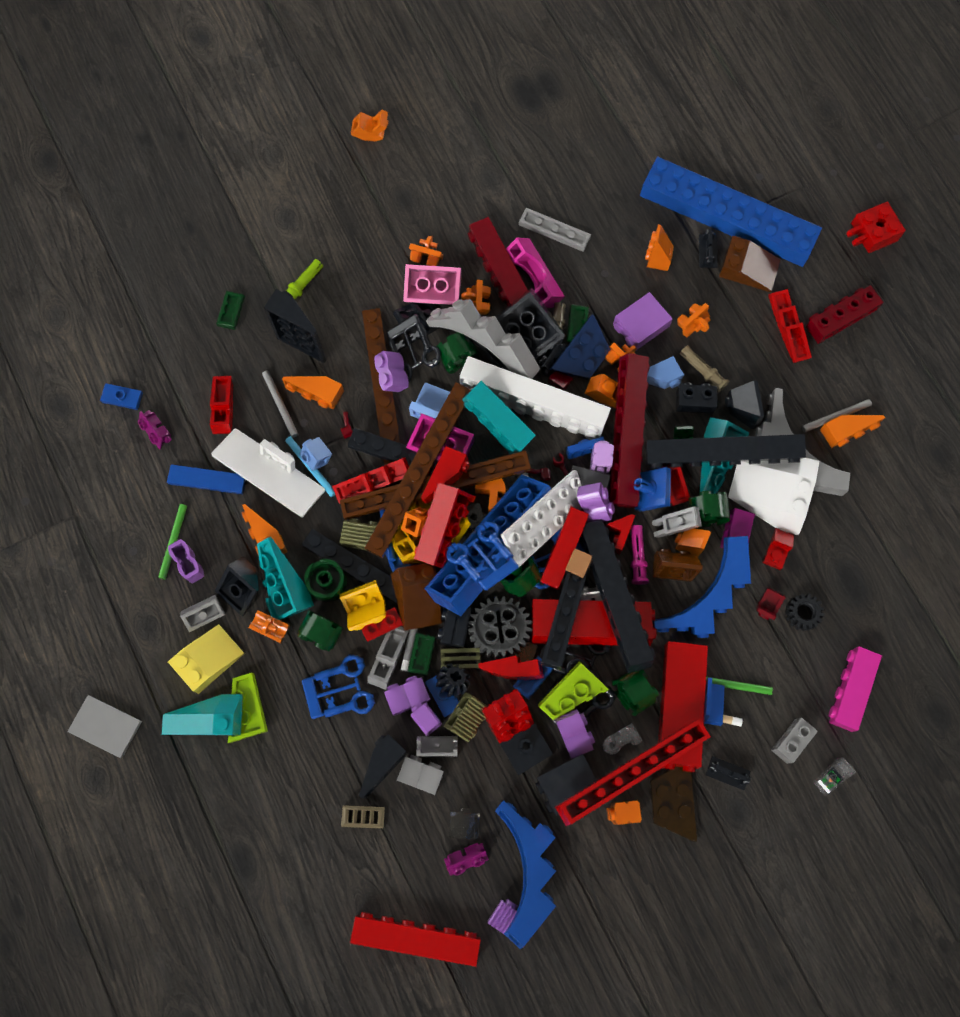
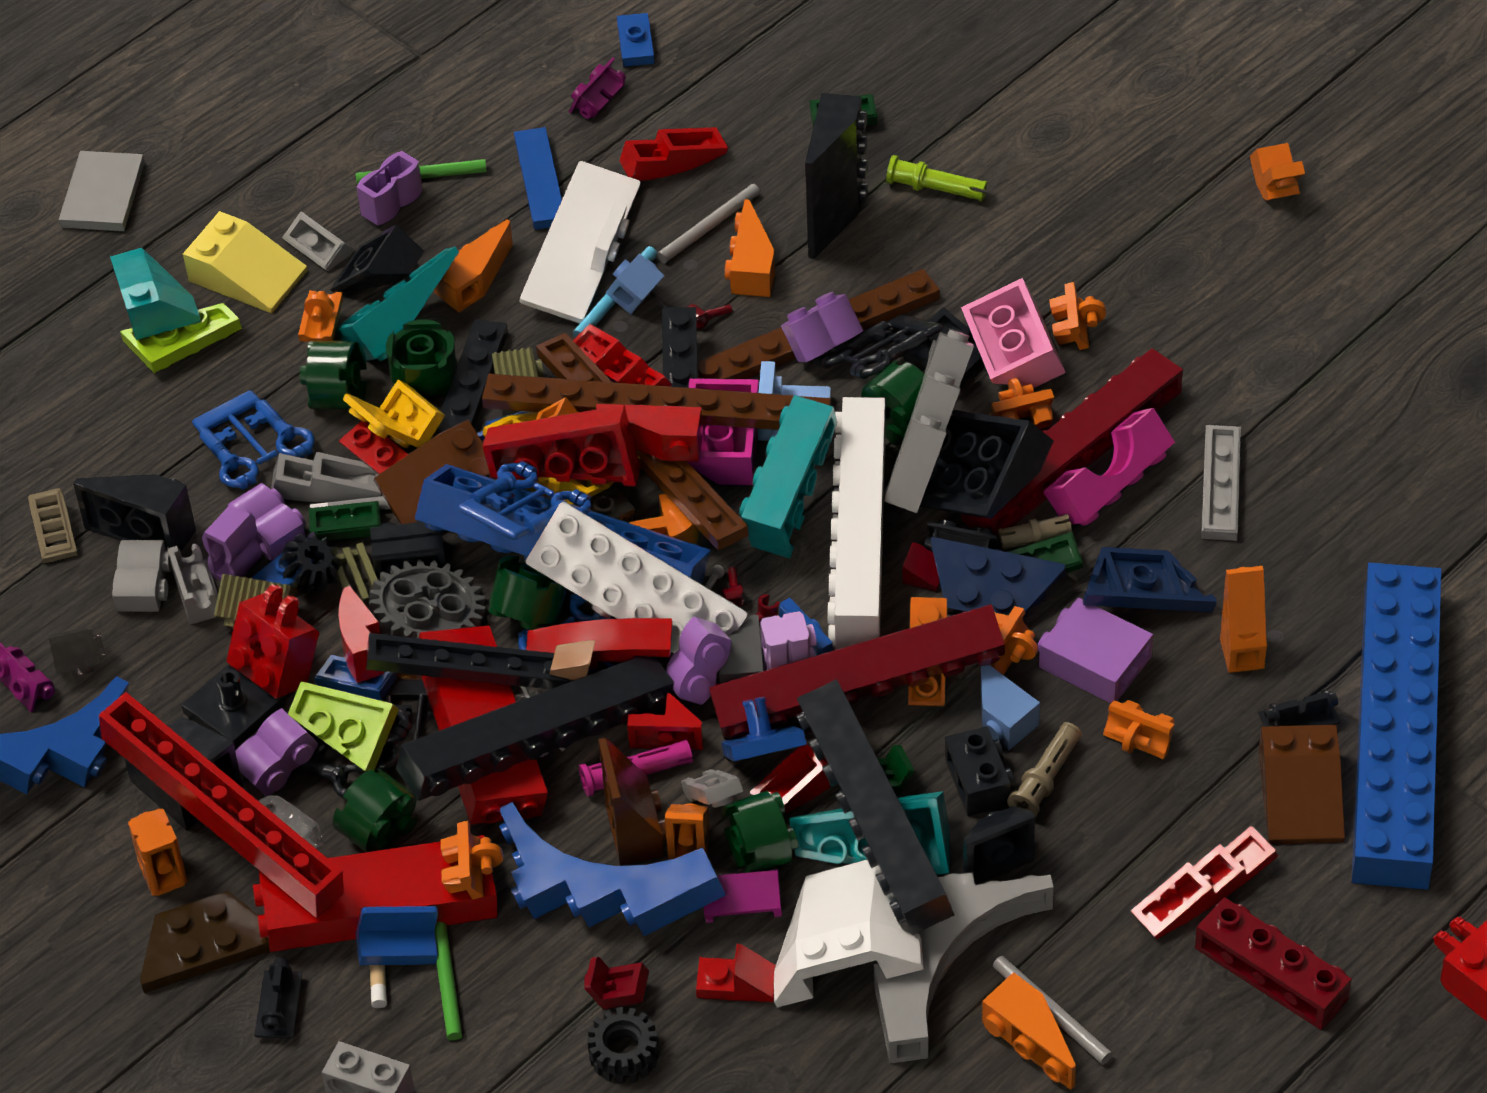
camera: 75 degrees right, 25 degrees down
(609, 285) = (1144, 581): none -> dark blue wing
(700, 657) = (474, 859): none -> orange hips

